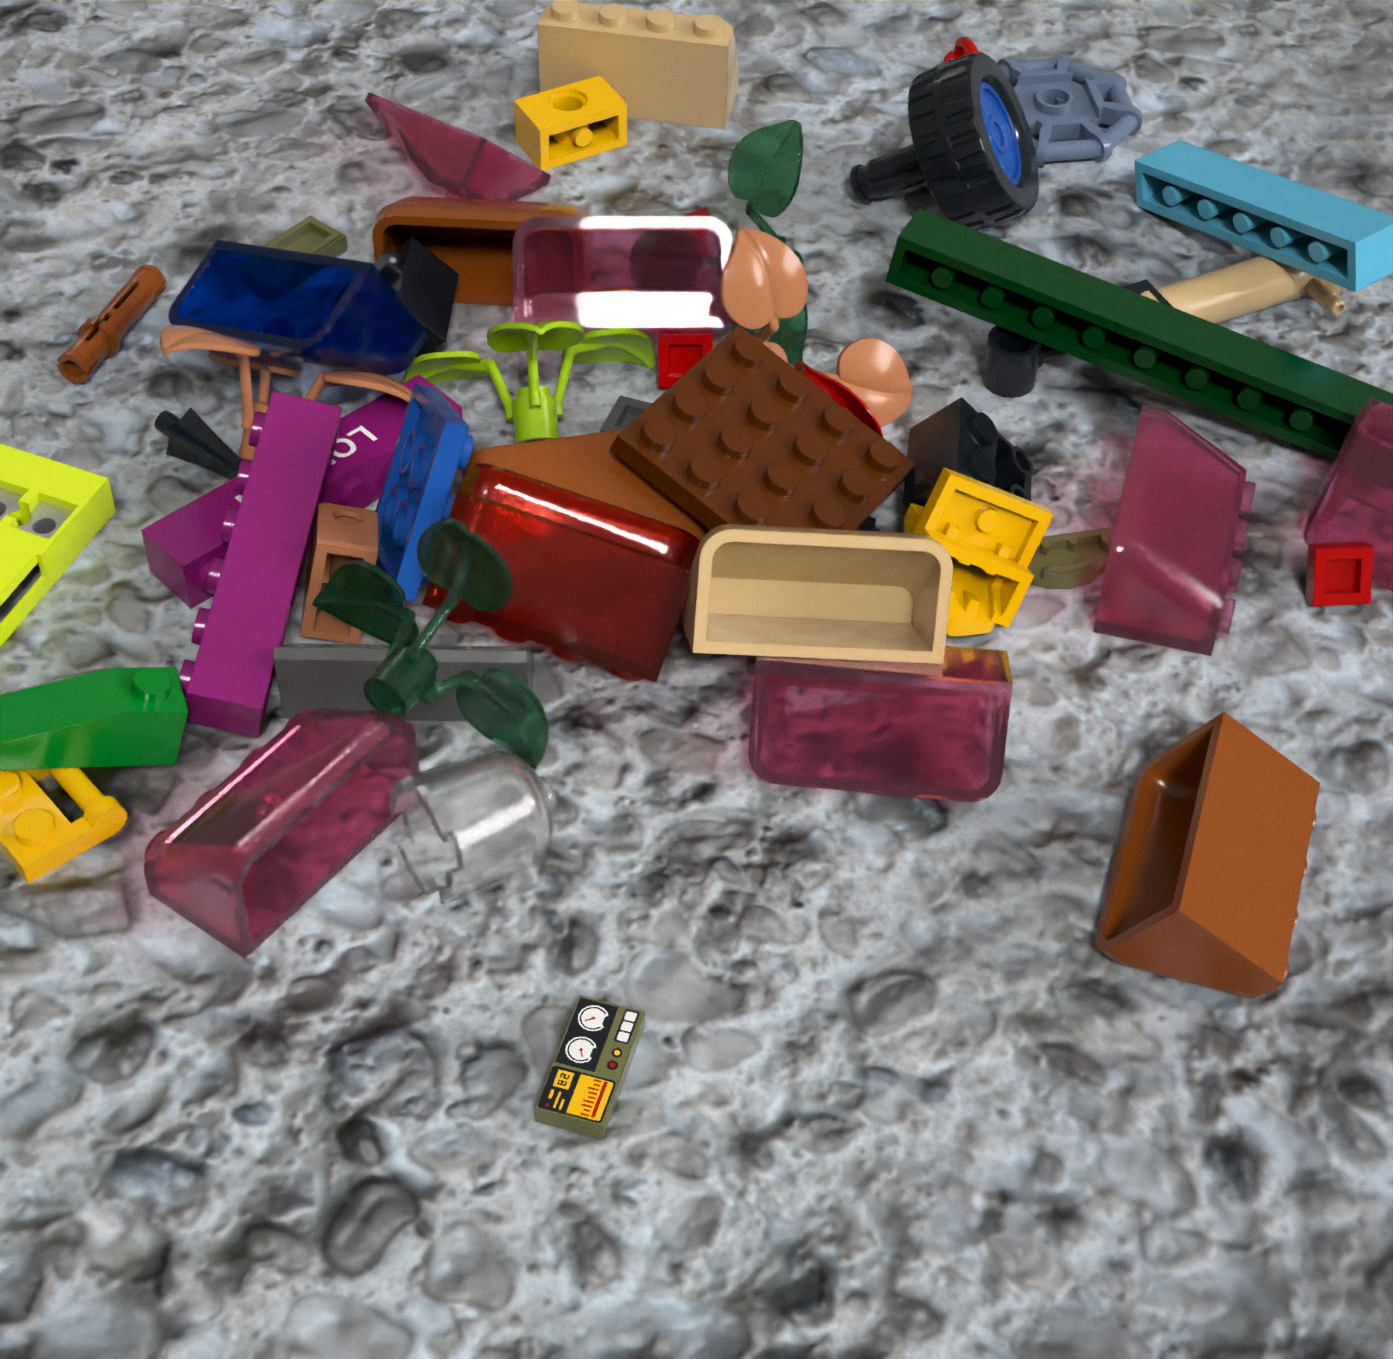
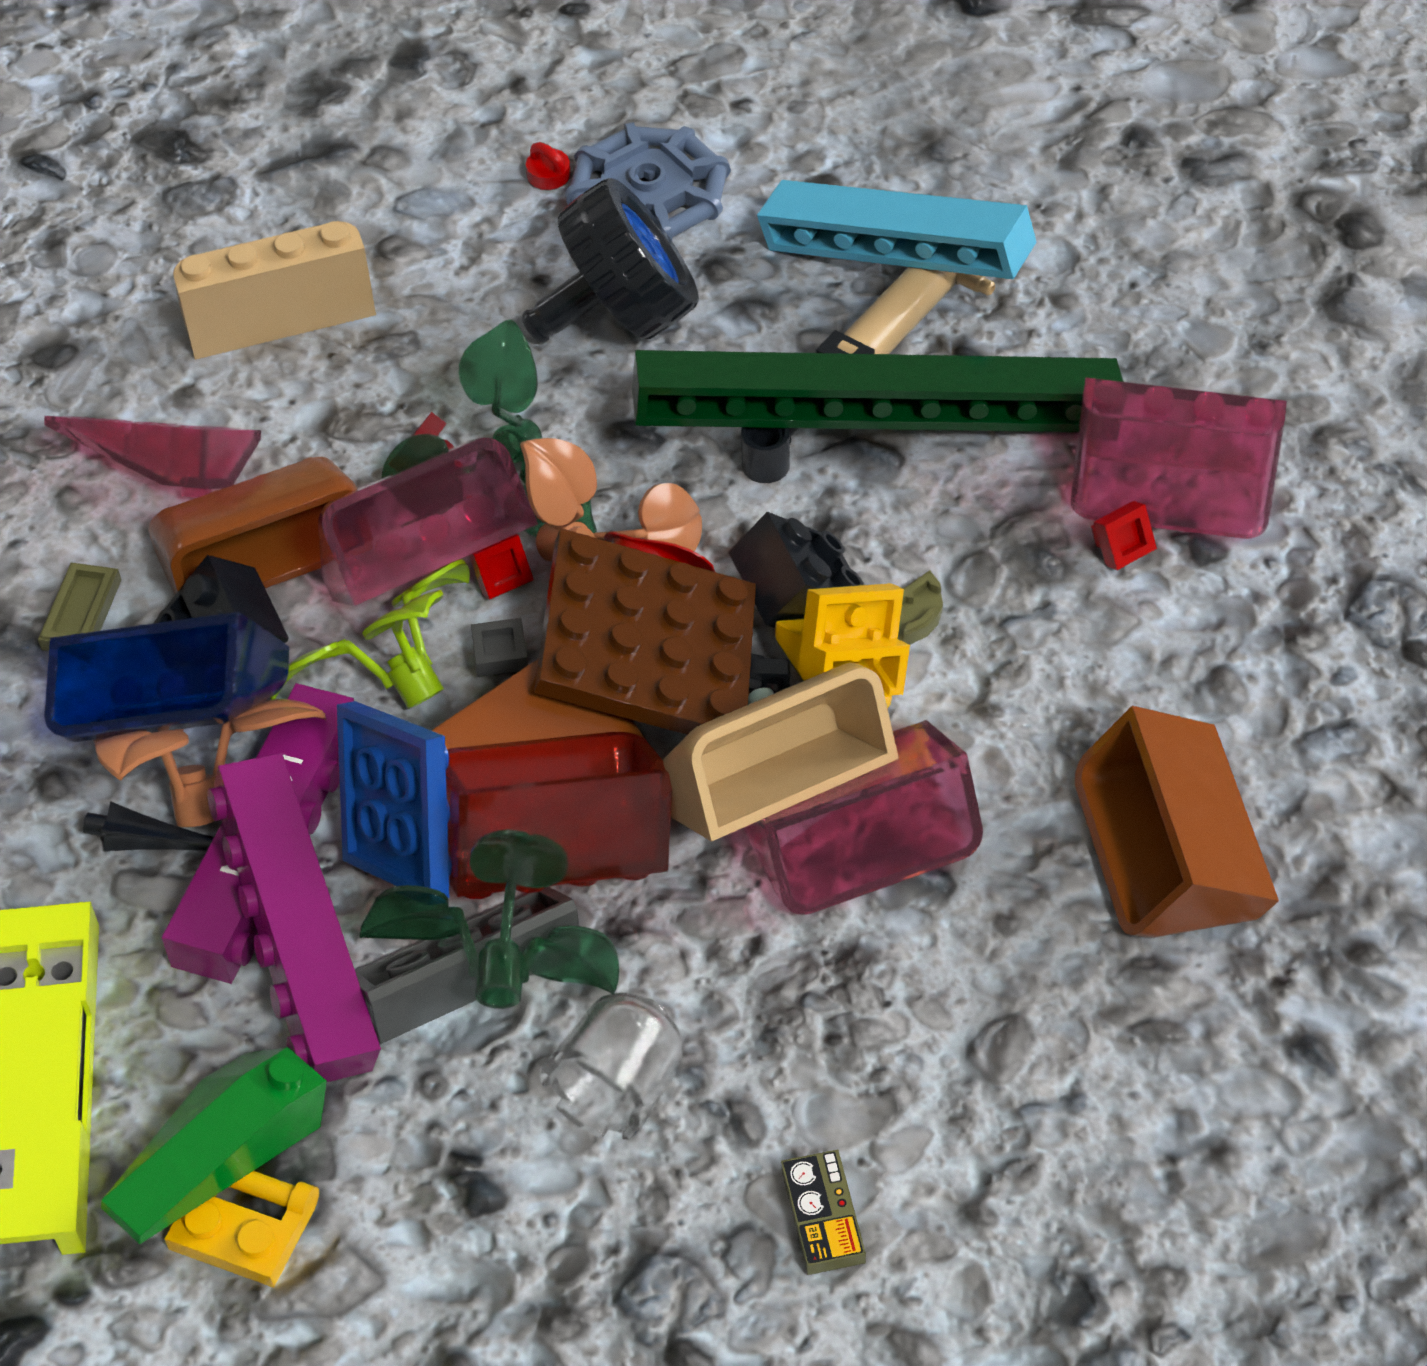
camera: 25 degrees left, 5 degrees up
(282, 823) = (456, 1134): clear pink windscreen -> none
(338, 537) = (354, 877): nougat torso -> none
(570, 122) = (244, 369): yellow brick -> none
(1175, 539) = (988, 561): clear pink windscreen -> none

